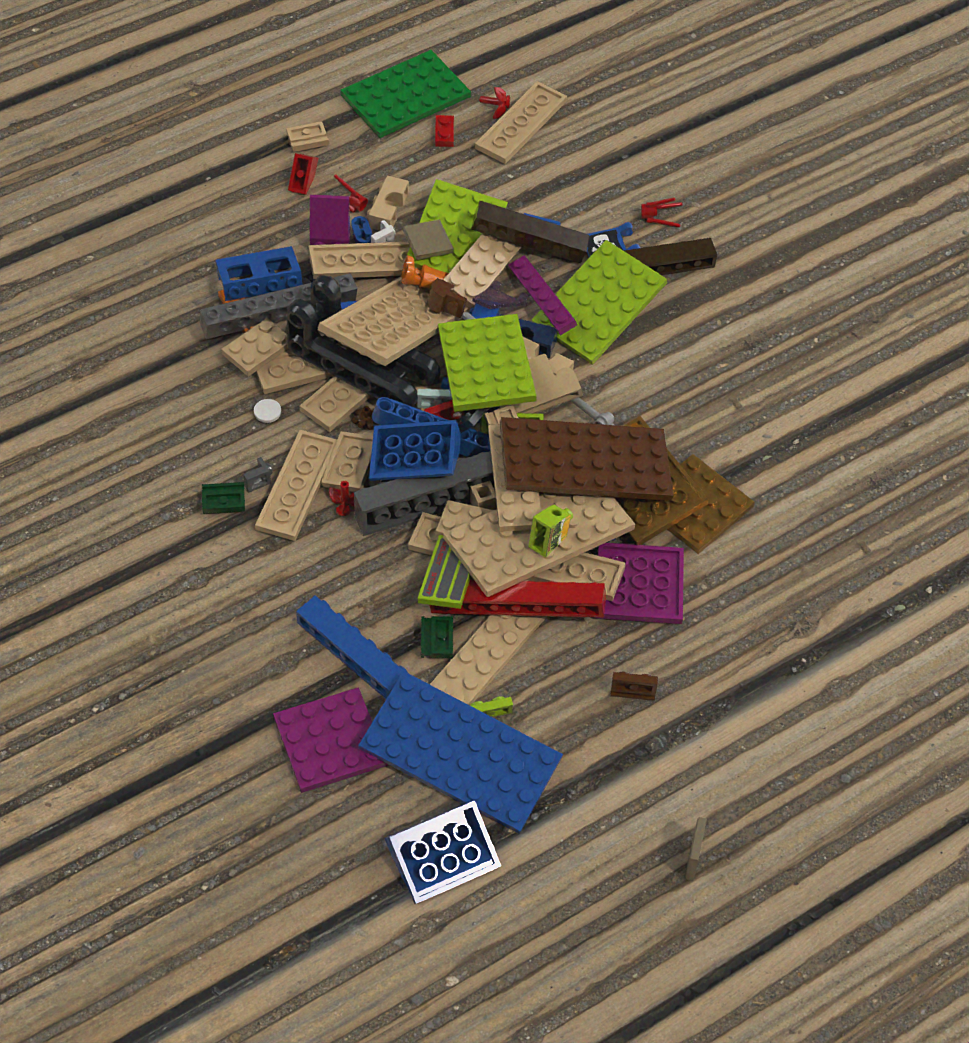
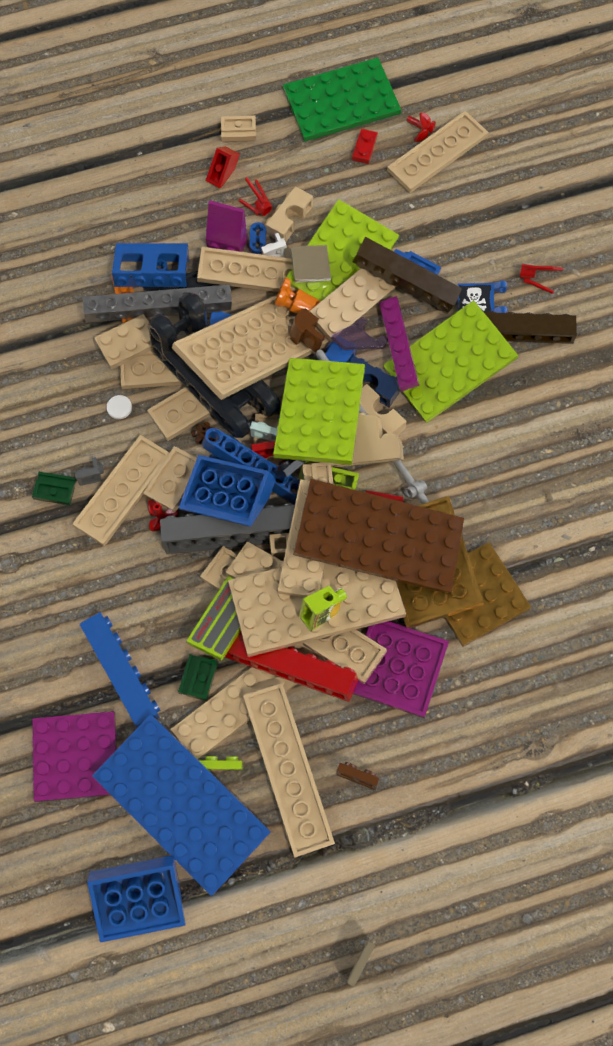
camera: 20 degrees right, 15 degrees up
(561, 697) = (288, 770): none -> tan plate

